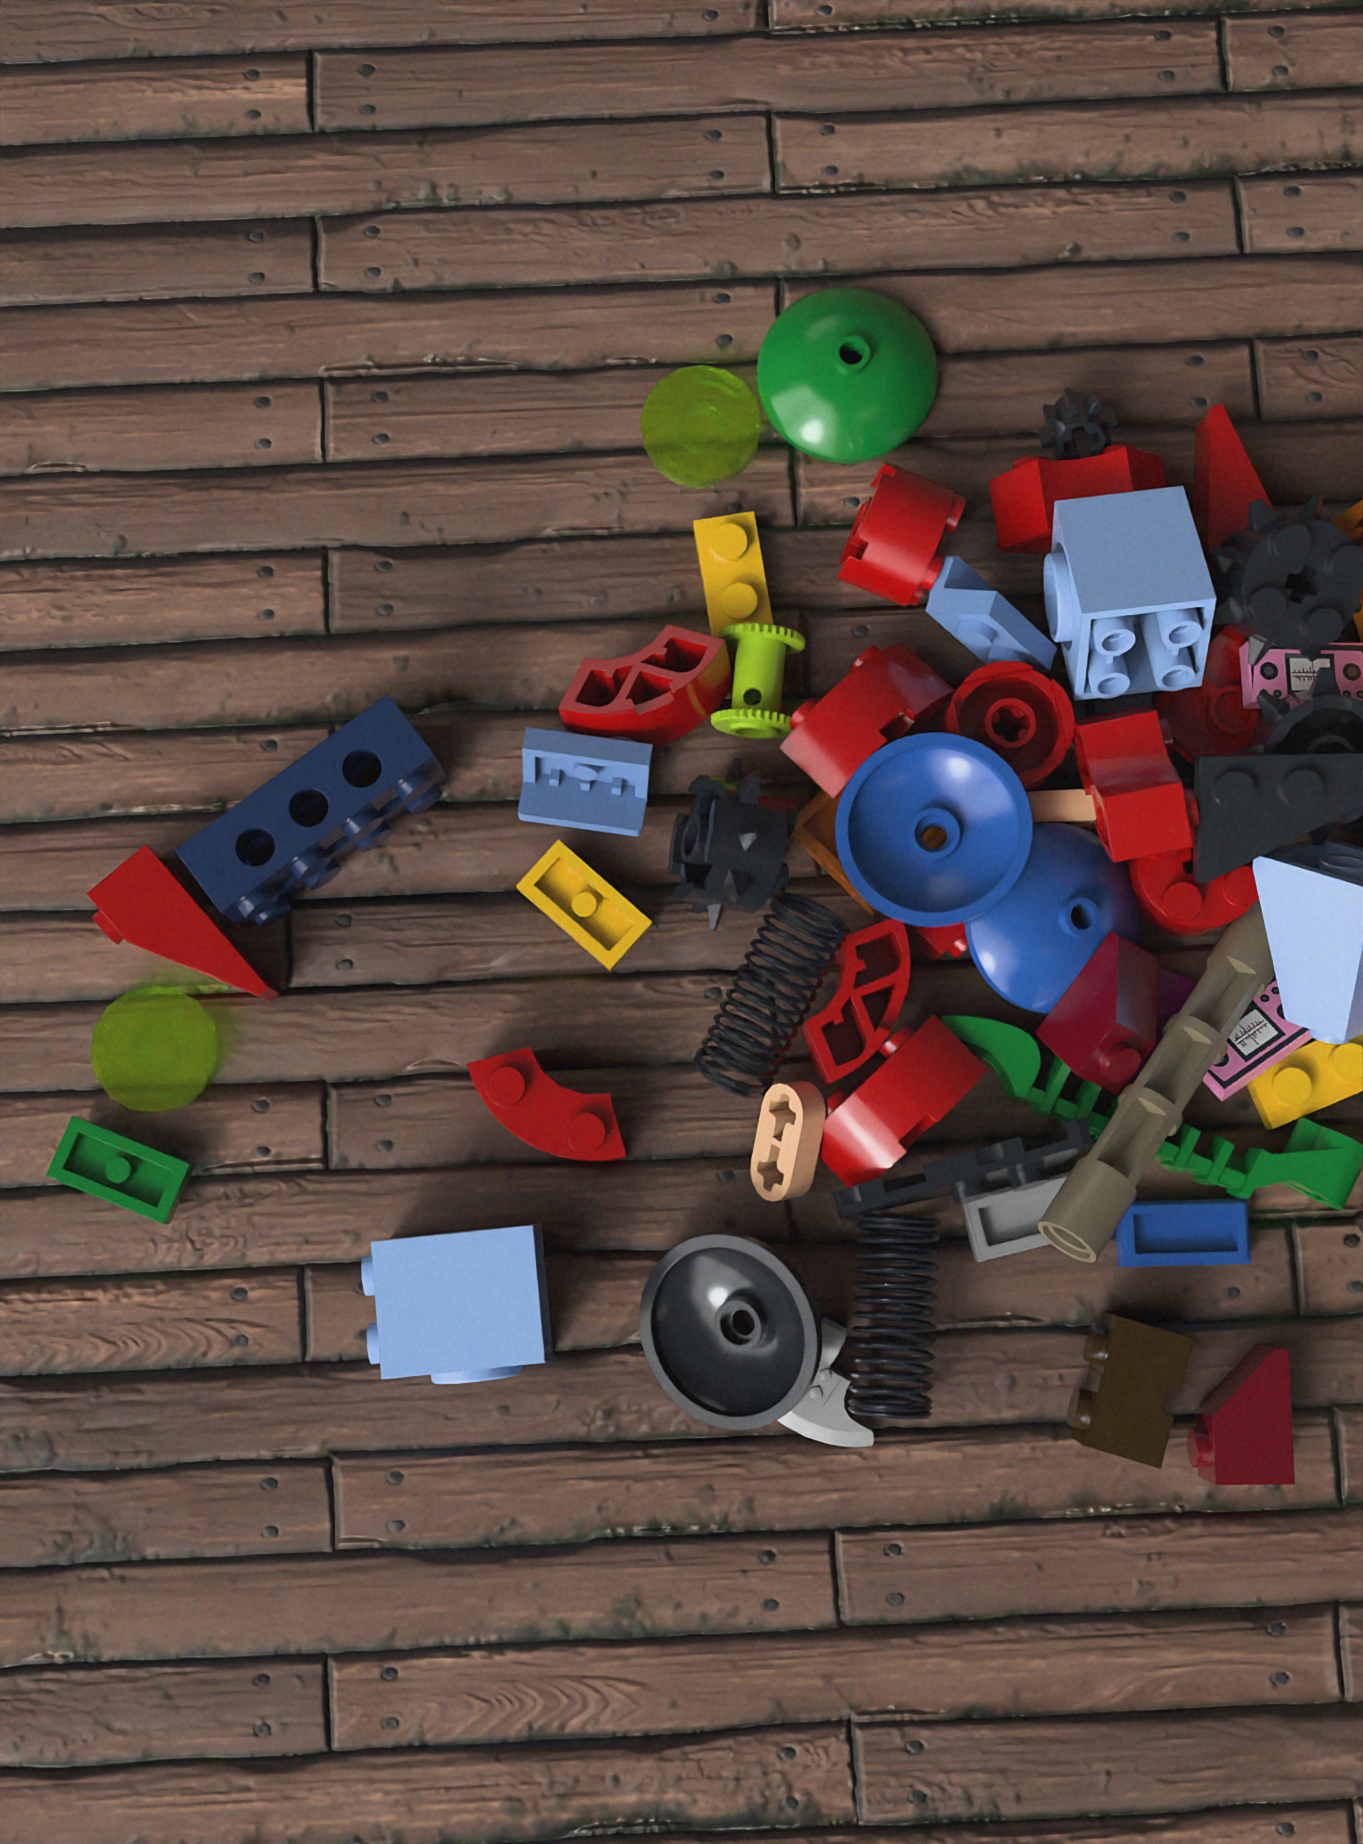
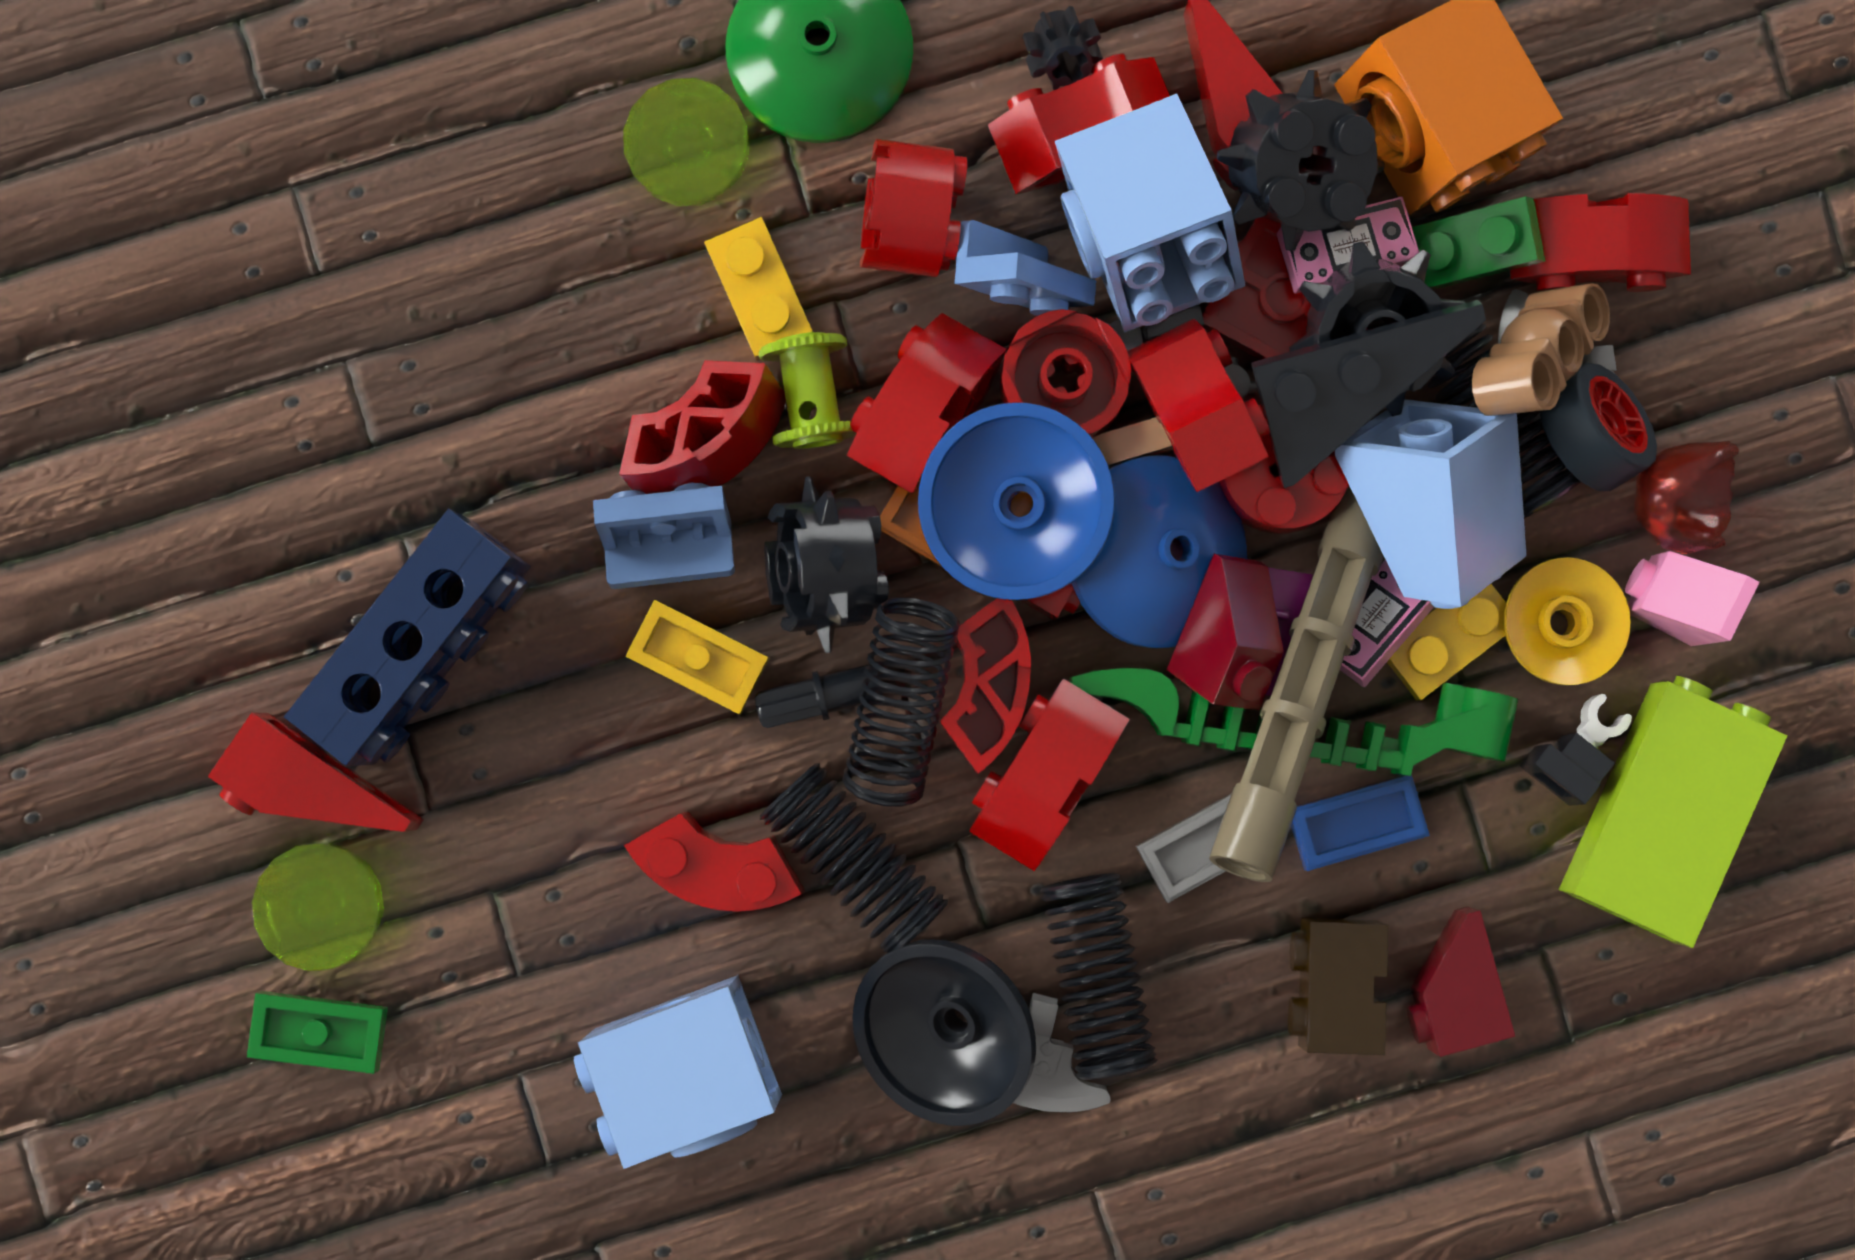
camera: 10 degrees left, 5 degrees up
(685, 972) = (812, 697): none -> black axle
(723, 1216) = (787, 802): none -> black piece
(787, 1140) = (954, 835): light nougat beam -> none
(970, 1173) = (1135, 824): black wing -> none

